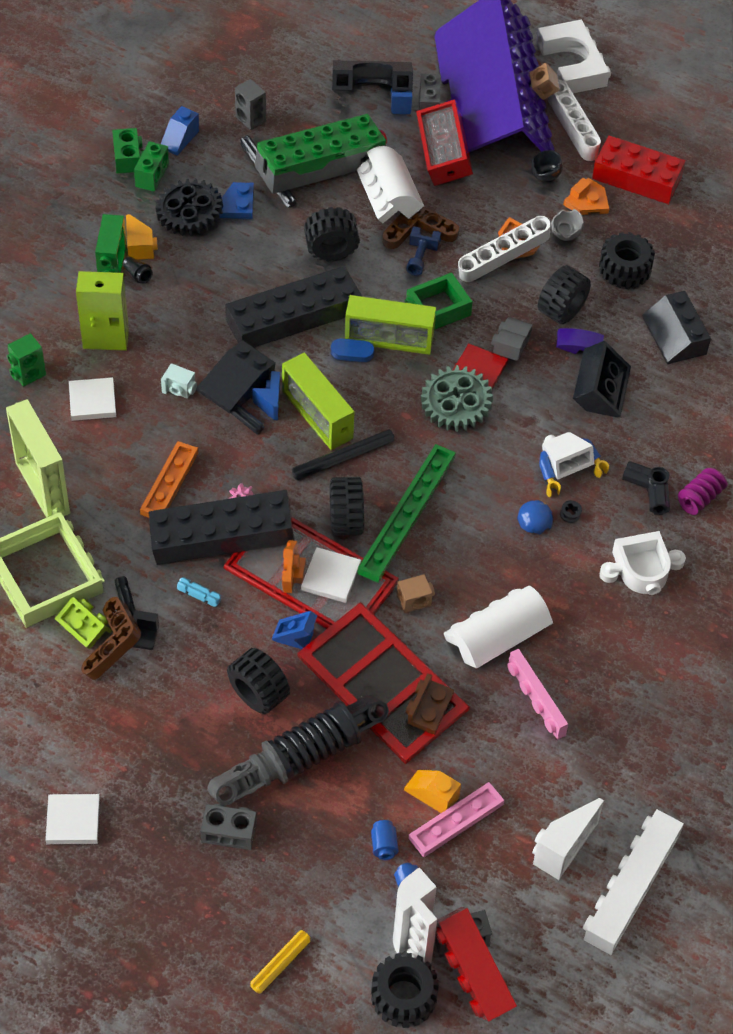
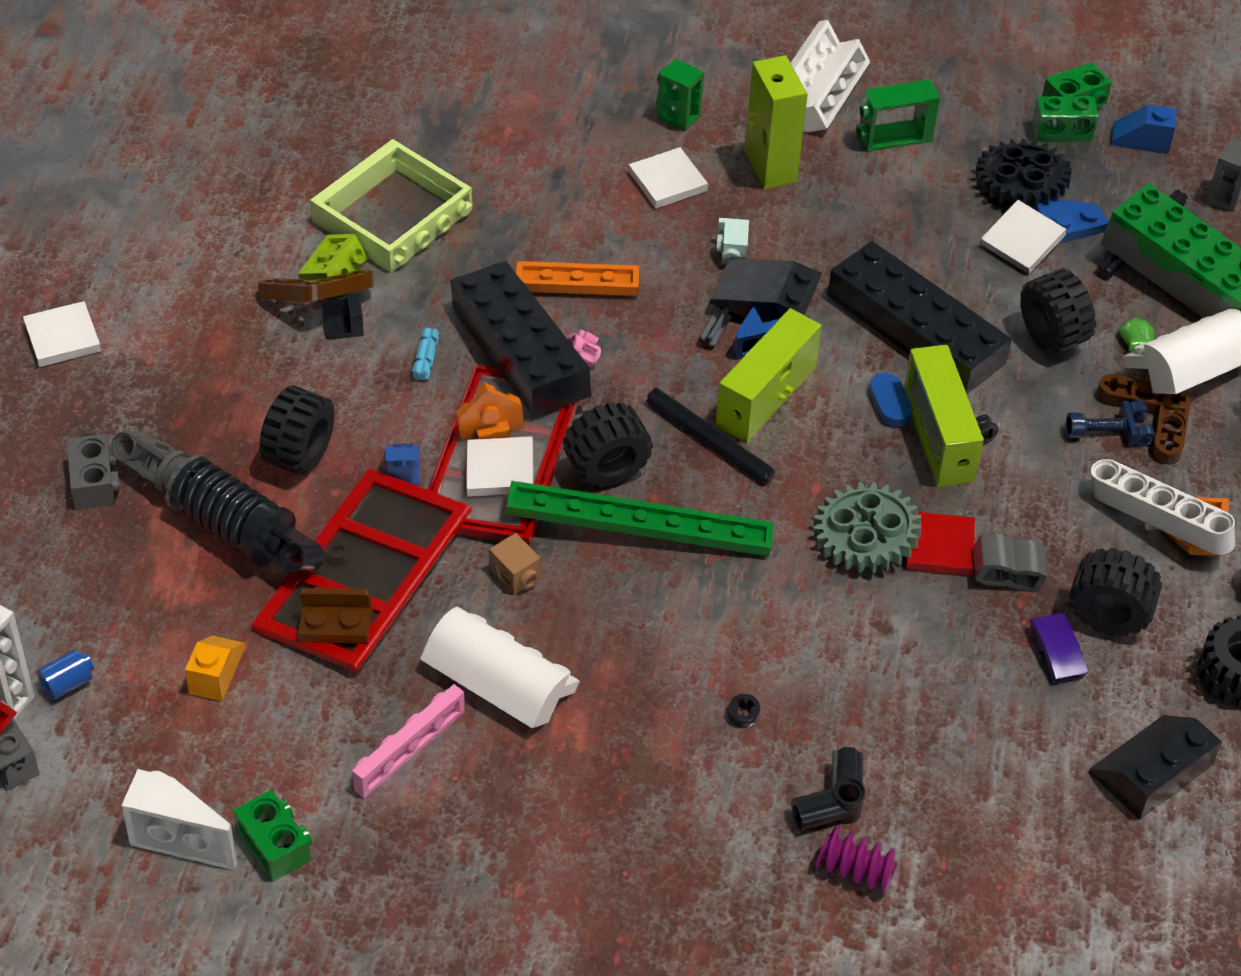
camera: 70 degrees right, 5 degrees down
(43, 464) = (489, 184): yellowish green window -> none
(44, 277) = (827, 73): none -> white brick
(124, 592) = (387, 290): black axle -> none
(138, 270) = (889, 158): black cone -> none
(140, 239) = (936, 142): light orange slope -> none
(245, 229) = (1023, 236): none -> white tile
(355, 207) = (1136, 333): none -> bright green animal
(384, 840) = (121, 630): blue brick -> none
(456, 819) = (179, 700): bright pink plate -> none
(461, 301) = (1014, 484): green window -> none
(535, 517) = (711, 670): blue hair -> none
(566, 456) = (828, 673): white torso -> none
(583, 783) = (267, 837): none -> green brick
(602, 380) = (997, 690): black slope -> none
(633, 881) = (144, 925): white brick -> none
(642, 563) = (692, 818): white piece -> none

